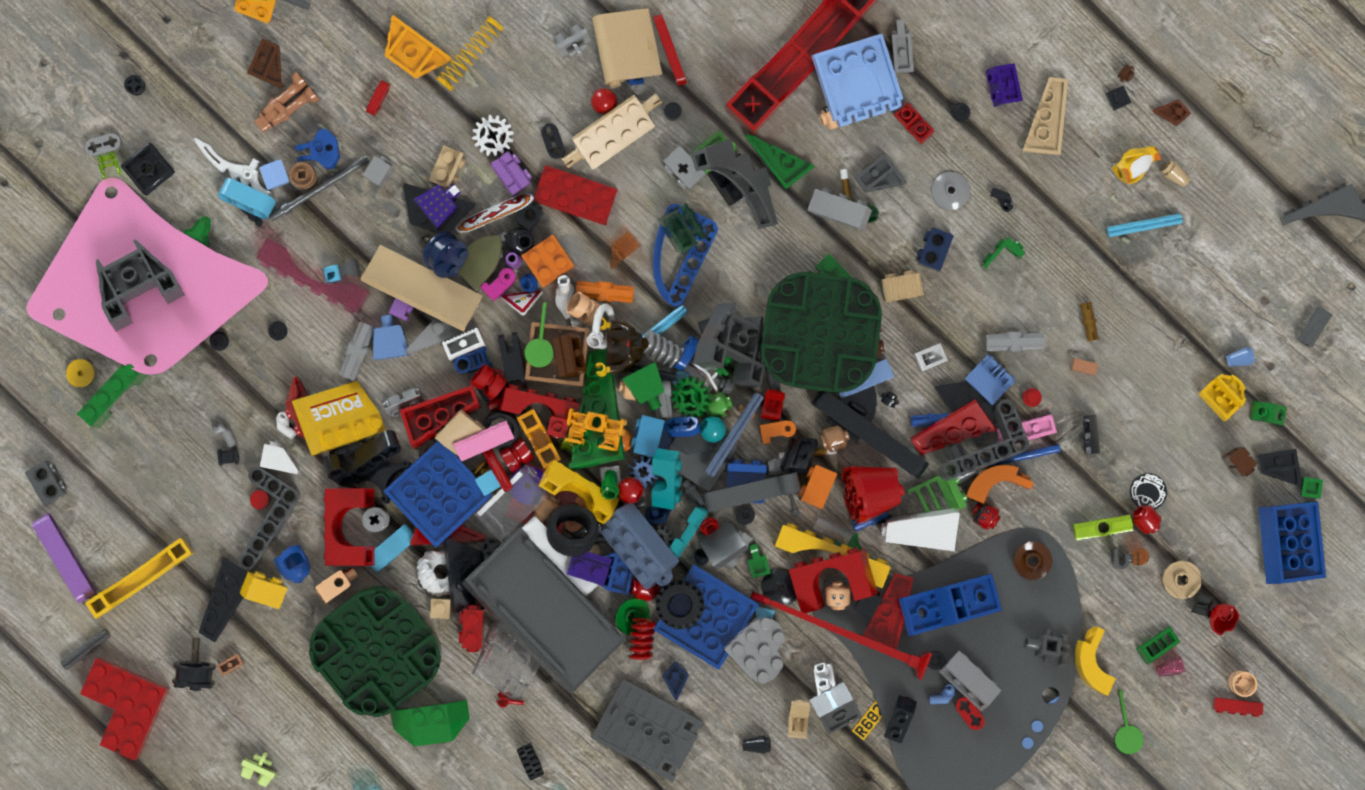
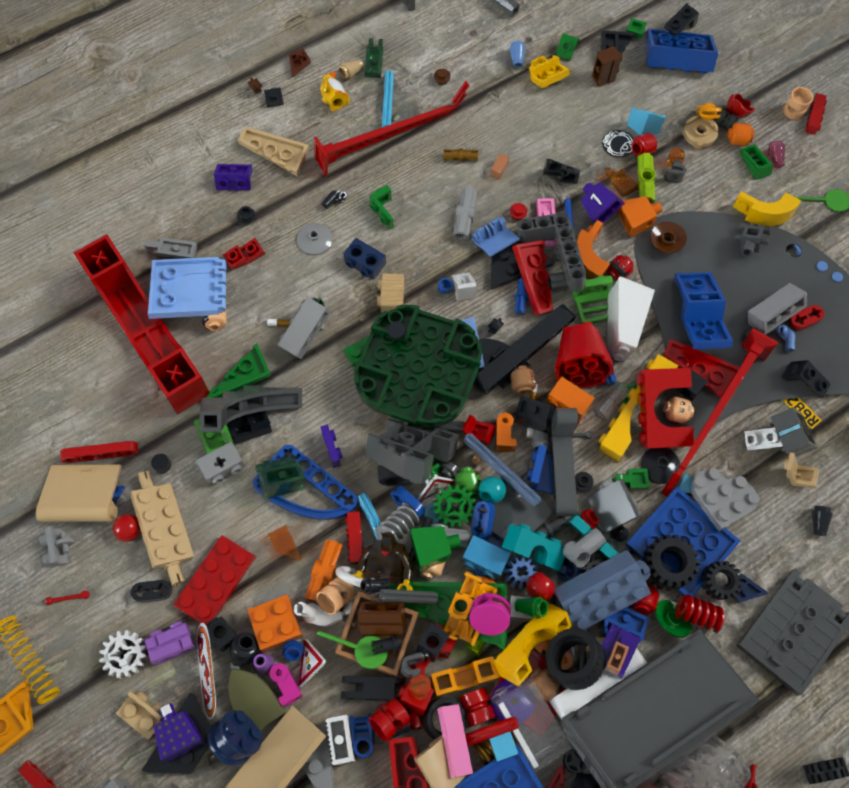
camera: 80 degrees left, 20 degrees down
(520, 400) = (419, 684): none -> leg
(536, 82) = (84, 595): none -> red hinge
(547, 364) = (386, 644): none -> black pin
(557, 427) = (456, 653): red bracket -> none
(566, 407) = (435, 635): none -> black brick
(579, 565) = (617, 658): none -> nougat piece
(591, 448) = (490, 614): none -> dark pink head
(592, 338) = (373, 585): none -> black pin
(593, 374) = (408, 596): none -> dark grey axle
(640, 313) = (355, 536): none -> red piece
(664, 658) = (733, 580): none -> black tyre
(670, 520) = (580, 551): none -> light grey piece
(719, 272) = (329, 438): none -> dark purple plate
(847, 304) = (397, 330): none -> black piece
(880, 176) = (283, 291): dark grey wing -> none
(926, 341) = (447, 284): none -> blue hinge
(1051, 180) = (330, 152): none -> red piece
(1054, 525) = (638, 215): none -> orange torso
(1057, 481) = (600, 202): none -> dark purple torso
(1096, 502) = (621, 182): none -> clear orange slope
(1175, 516) = (645, 121): none -> medium azure slope
(1185, 623) = (740, 134): none -> orange head
(1190, 278) = (442, 76): none -> reddish brown plate
(1195, 197) = (374, 59): none -> clear green hinge
(1202, 583) = (708, 111): none -> light orange arm
(1330, 538) = (684, 17): none -> black bracket

